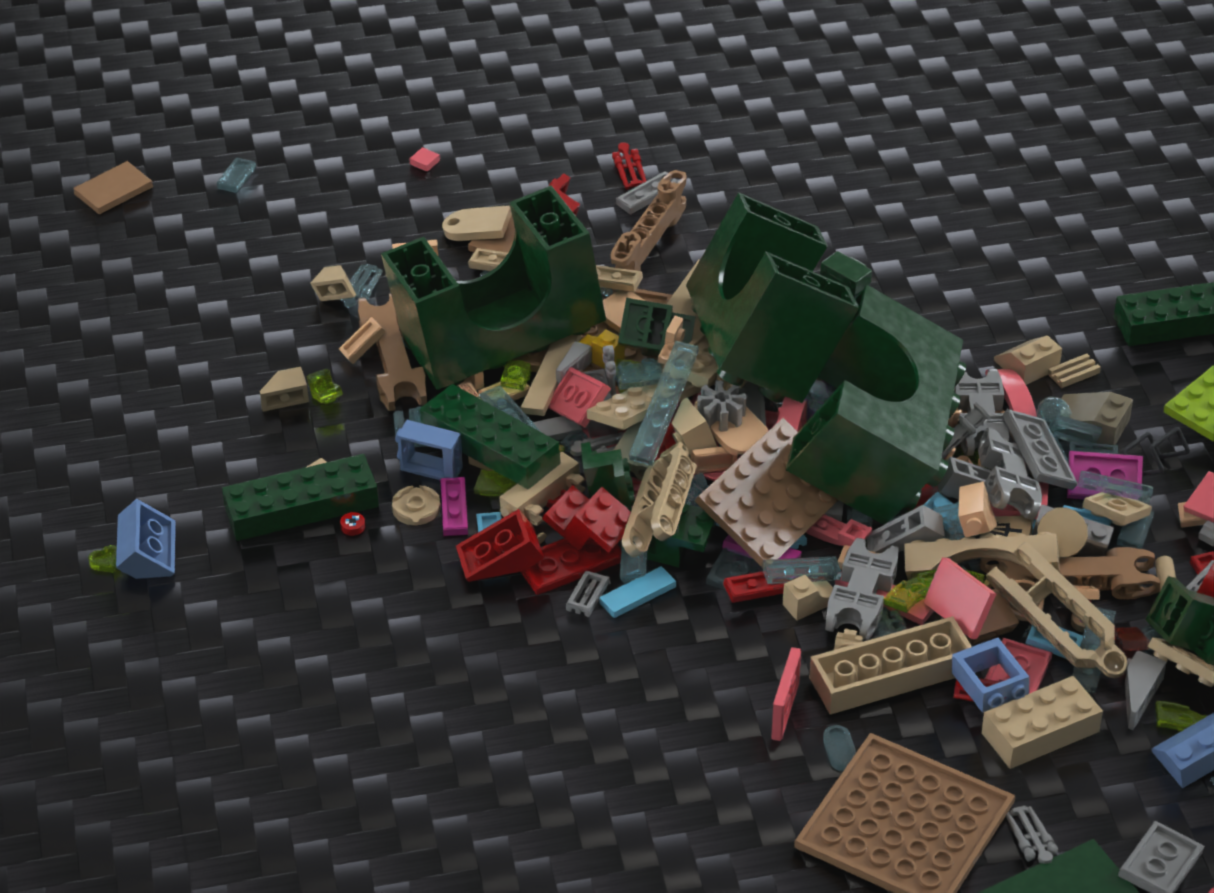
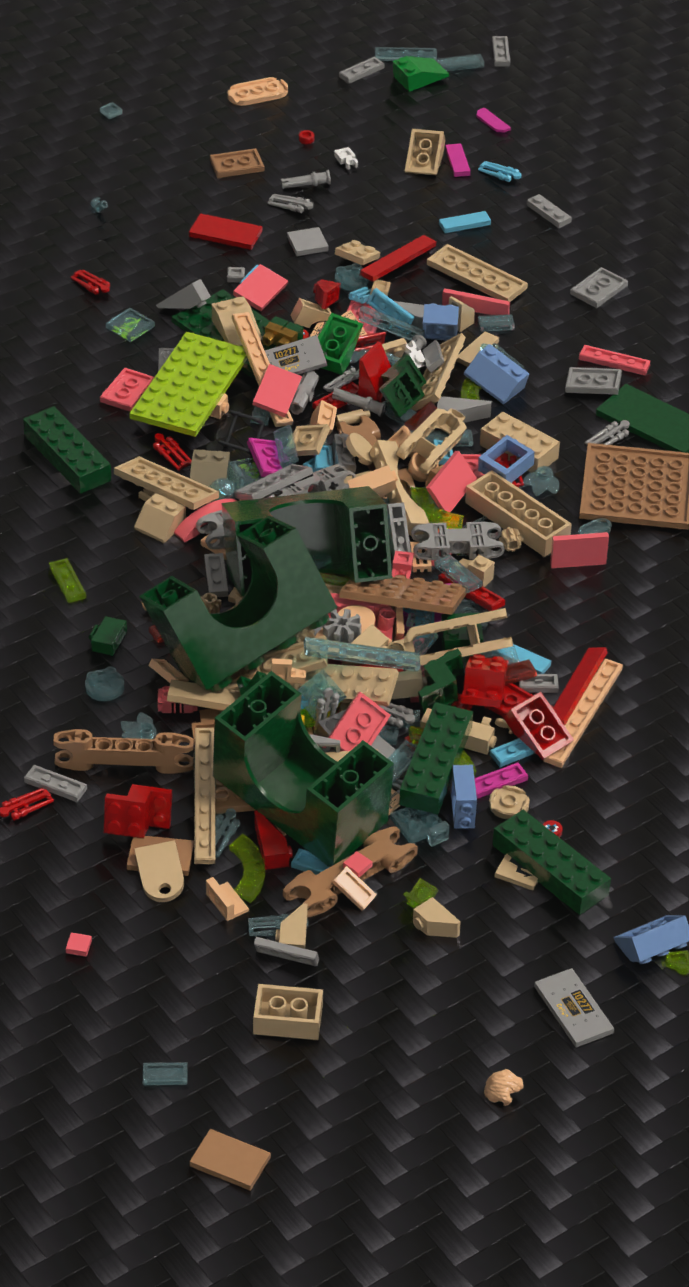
camera: 115 degrees left, 0 degrees up
(50, 365) = (501, 1085): none -> light nougat hair
(108, 457) = (574, 1007): none -> light grey tile
(238, 252) = (288, 1011): none -> tan brick
(301, 286) = (286, 951): none -> light grey tile
(384, 342) = (358, 864): none -> coral tile
(523, 623) = (587, 708): none -> light nougat tile
(558, 620) = (579, 682): none -> red tile
(607, 569) = (520, 671): none -> clear red tile
(685, 261) = (141, 729): none -> clear light blue plate
(958, 269) = (67, 580): none -> clear neon green tile
(960, 726) = (542, 482): none -> clear light blue plate
(1083, 367) = (166, 483): none -> tan plate
(1154, 400) = (172, 448): none -> red piece
(1167, 543) = (324, 414): none -> light nougat panel

